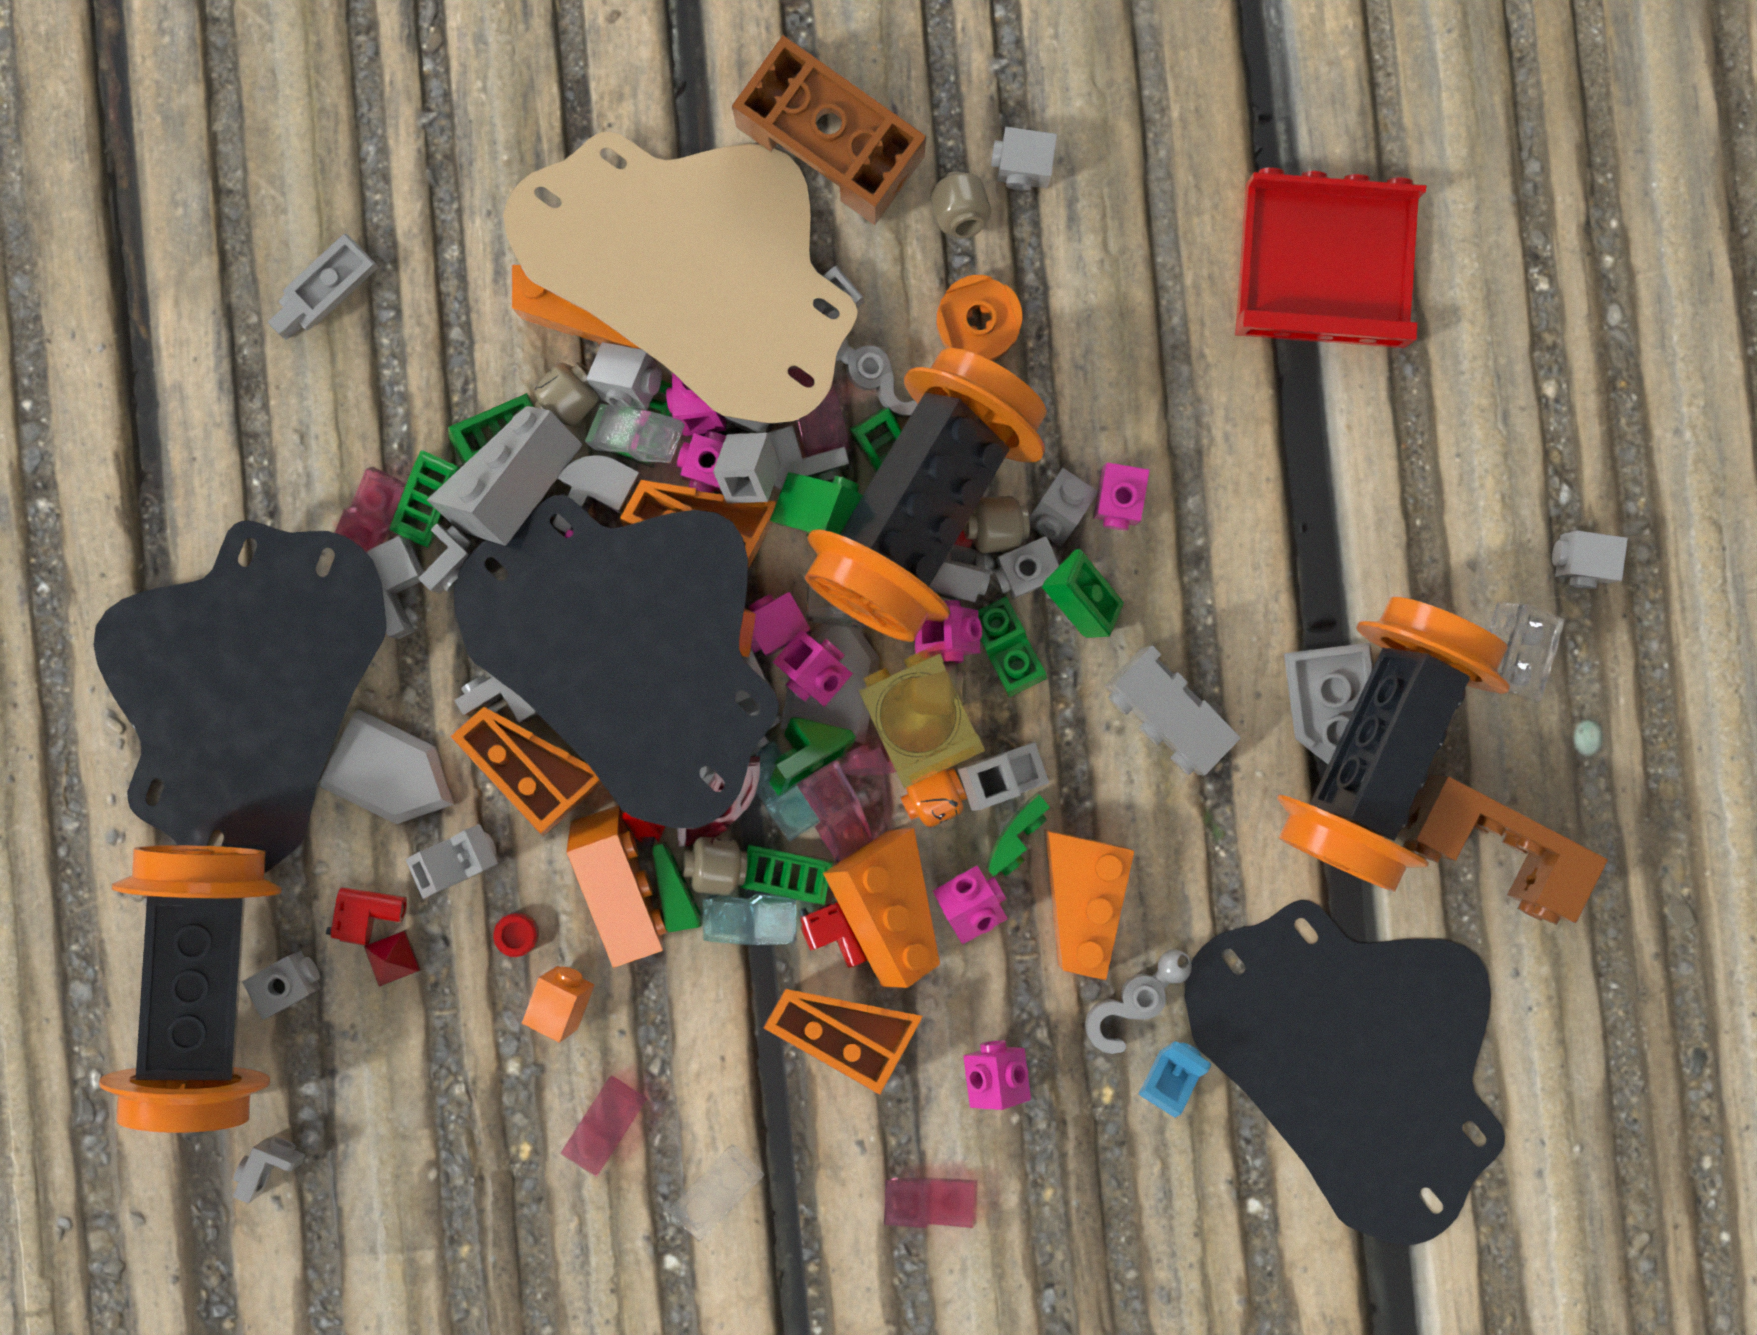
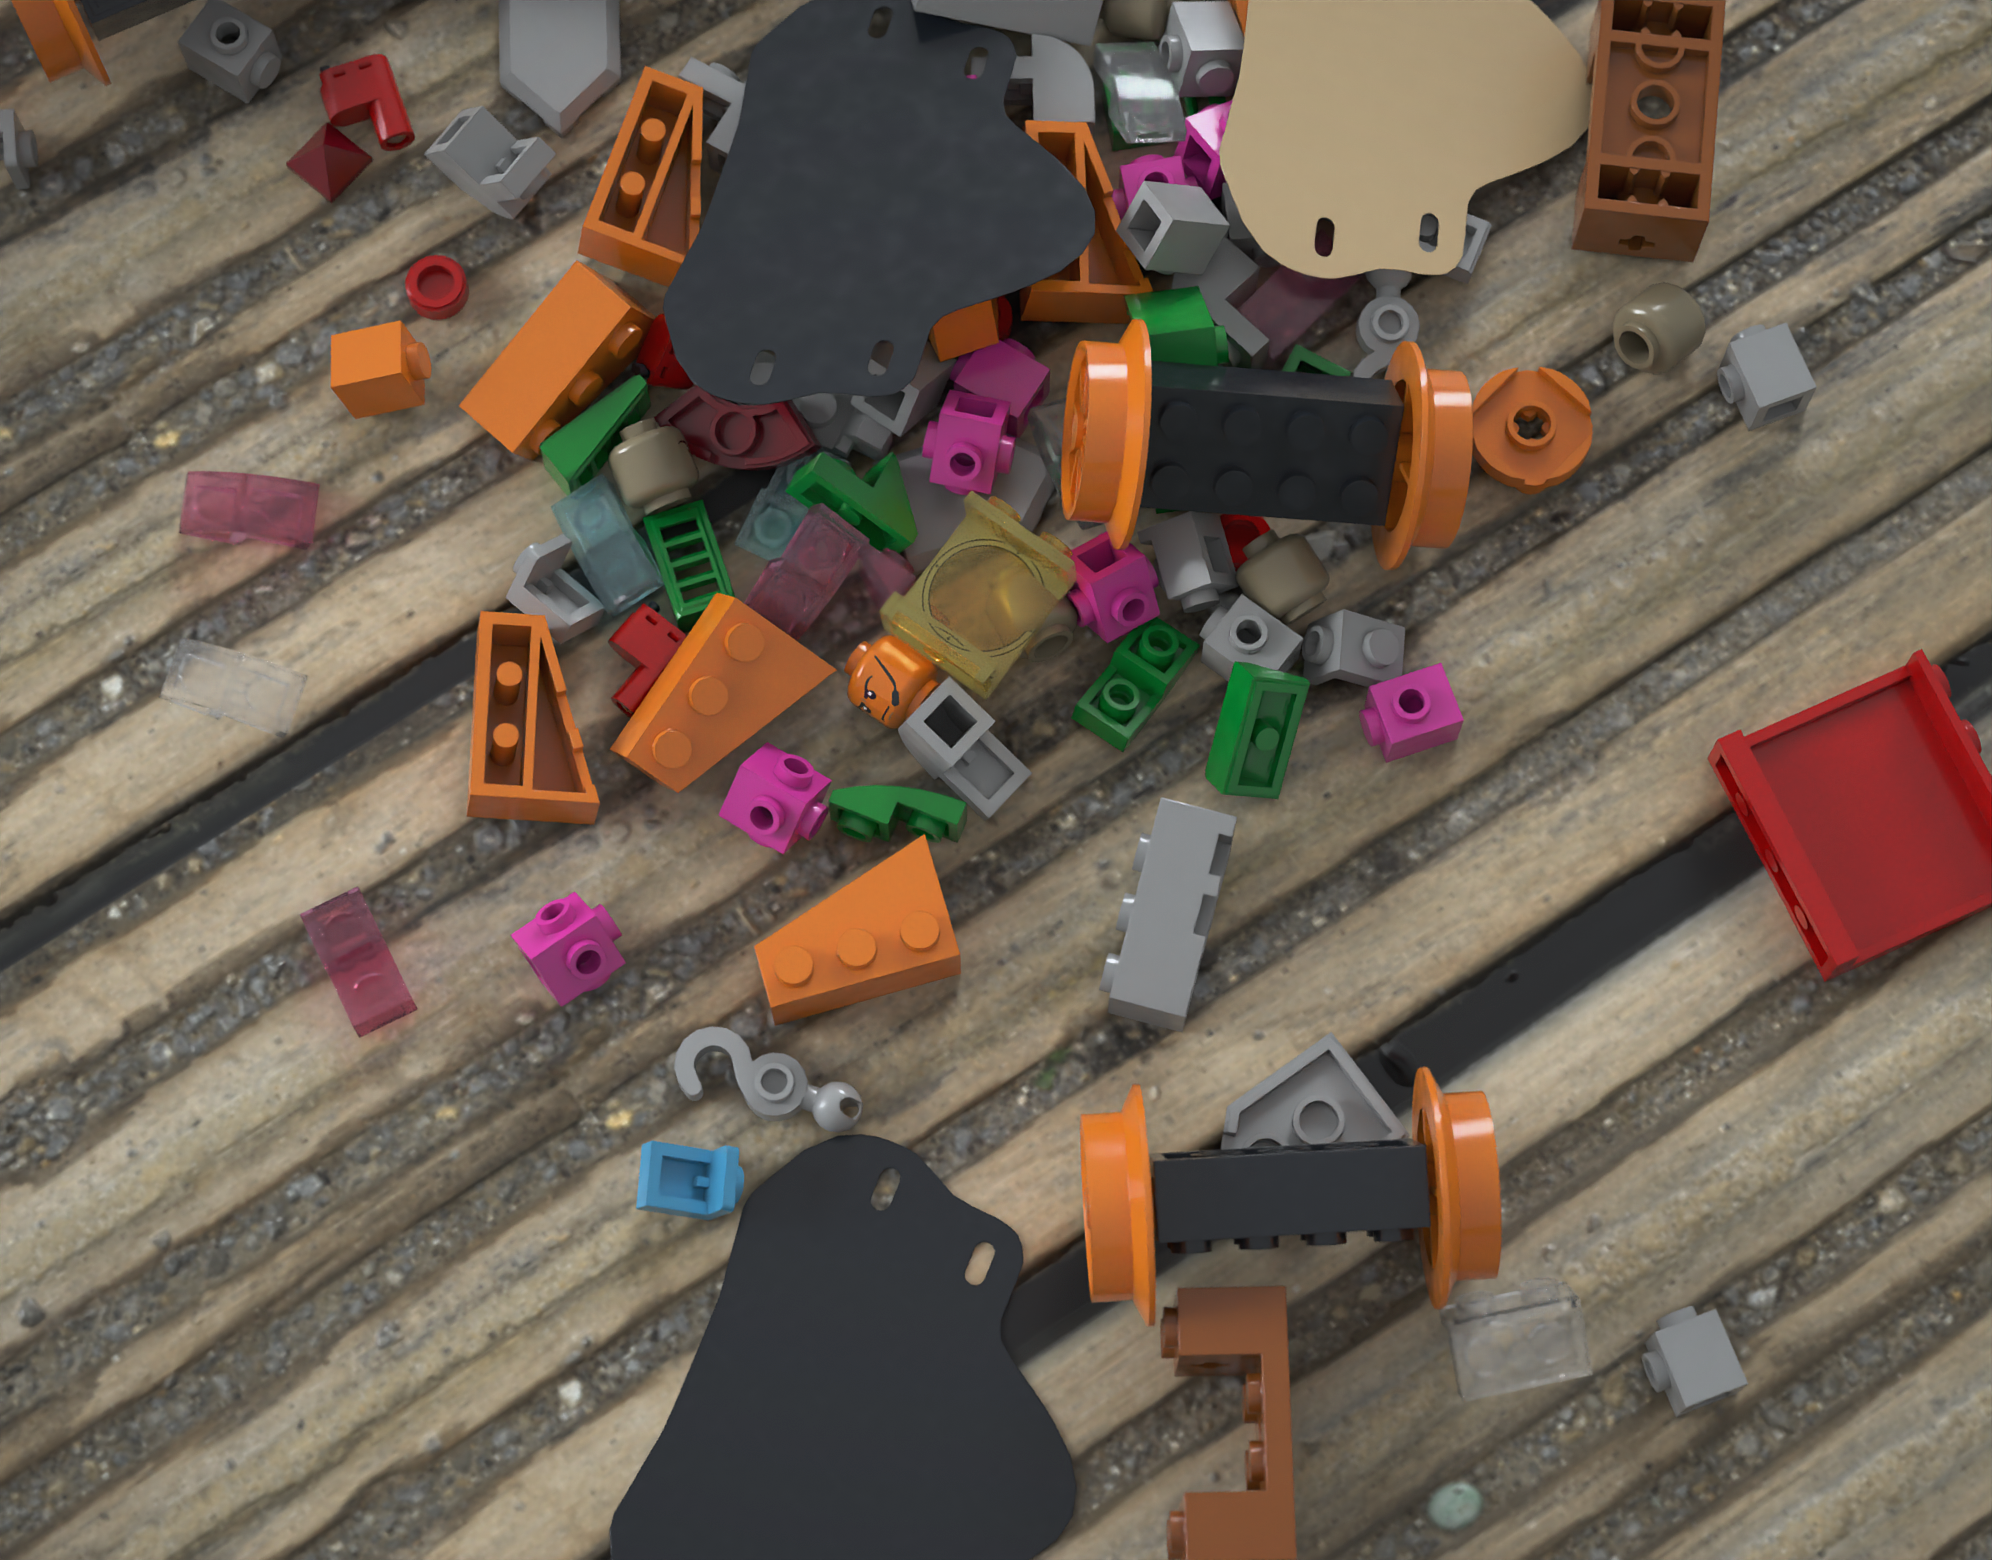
camera: 65 degrees right, 15 degrees down
(764, 970) = (549, 591): none -> light grey bracket

